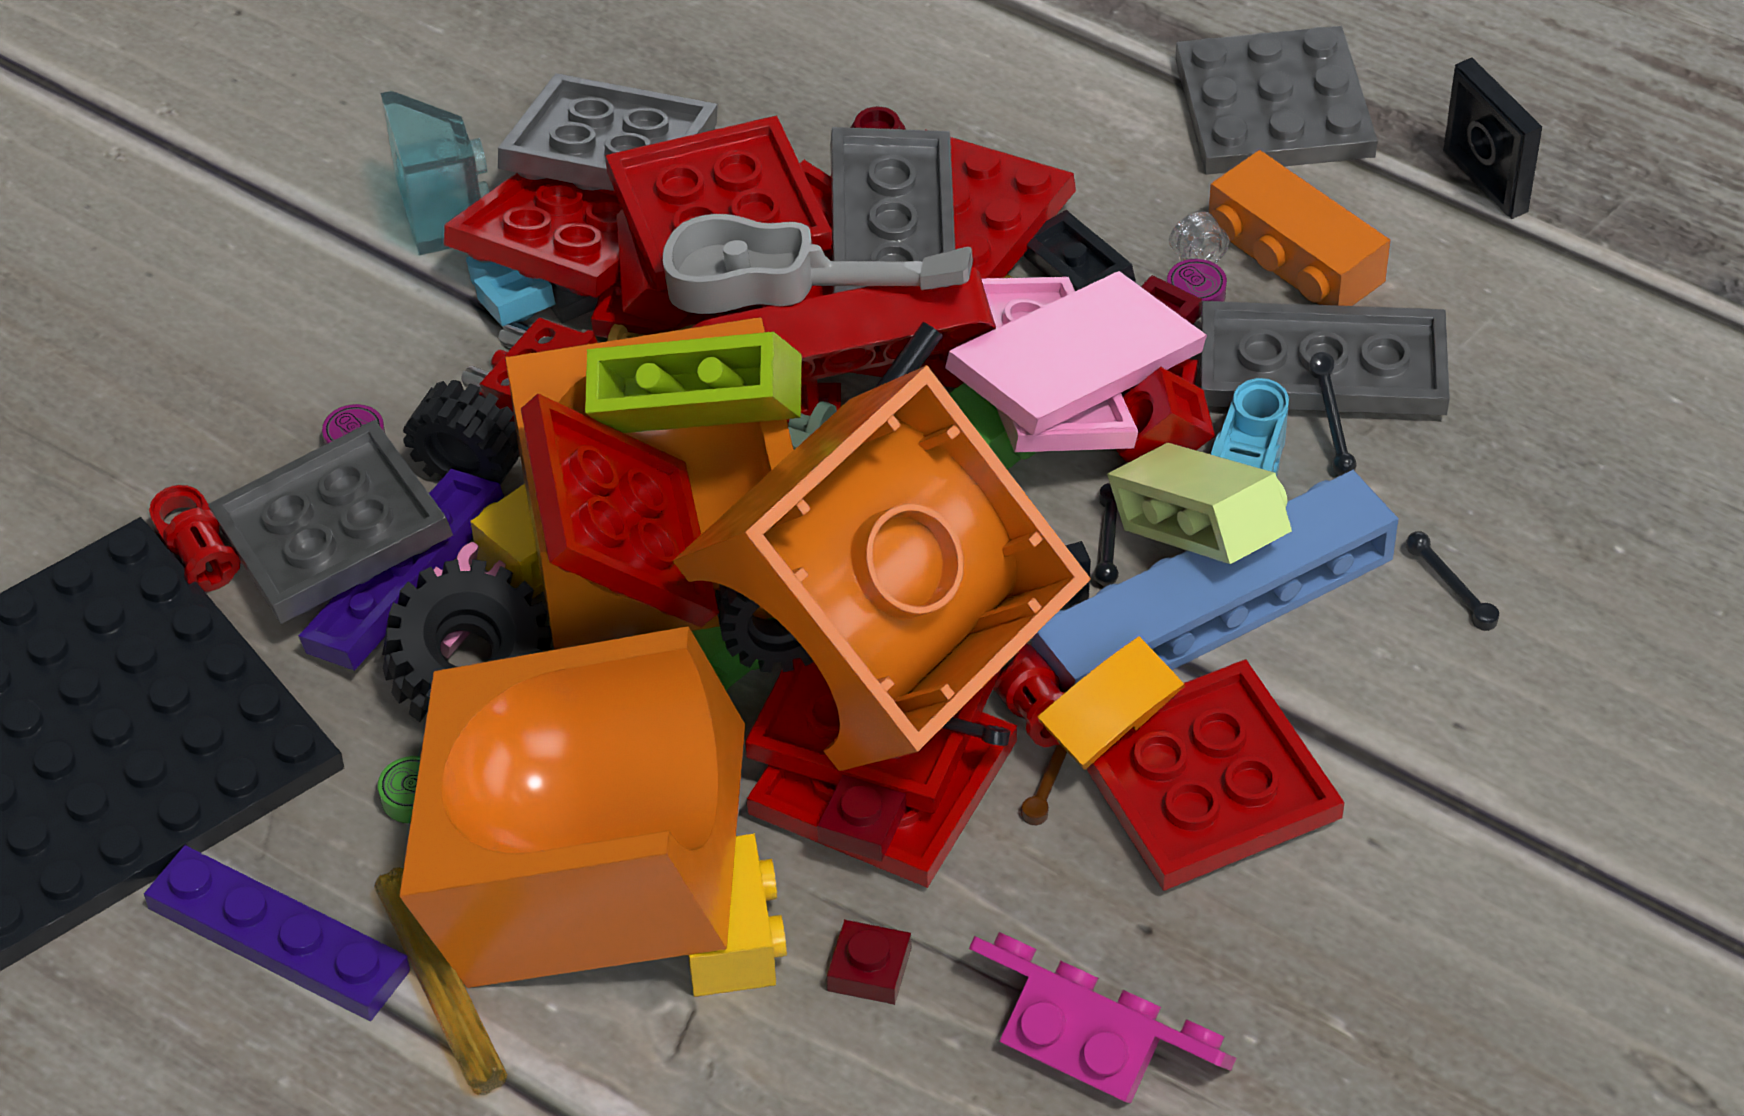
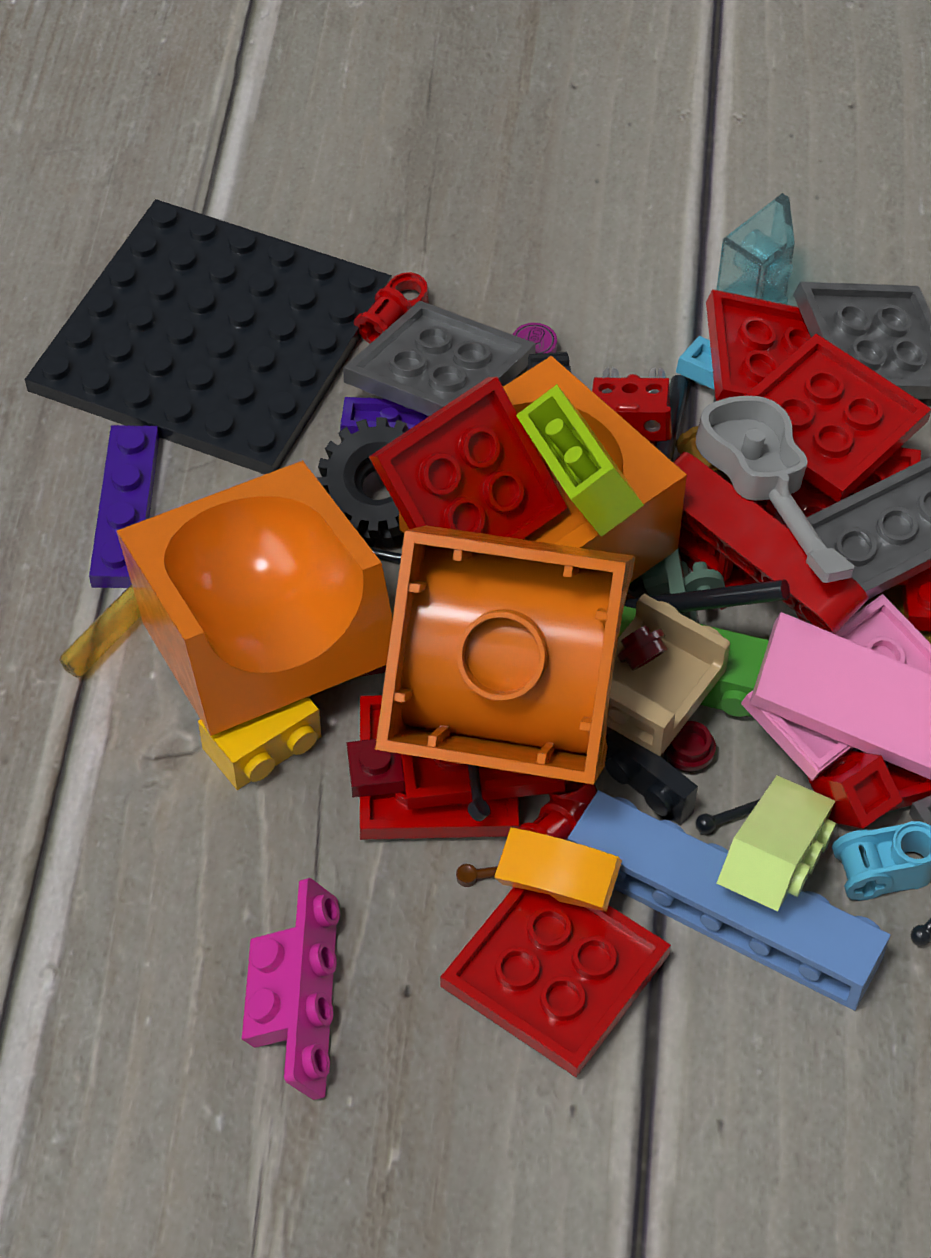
camera: 60 degrees right, 5 degrees up
(869, 962) = (278, 833): dark red plate -> none
(1484, 614) = (838, 1097): black hinge -> none

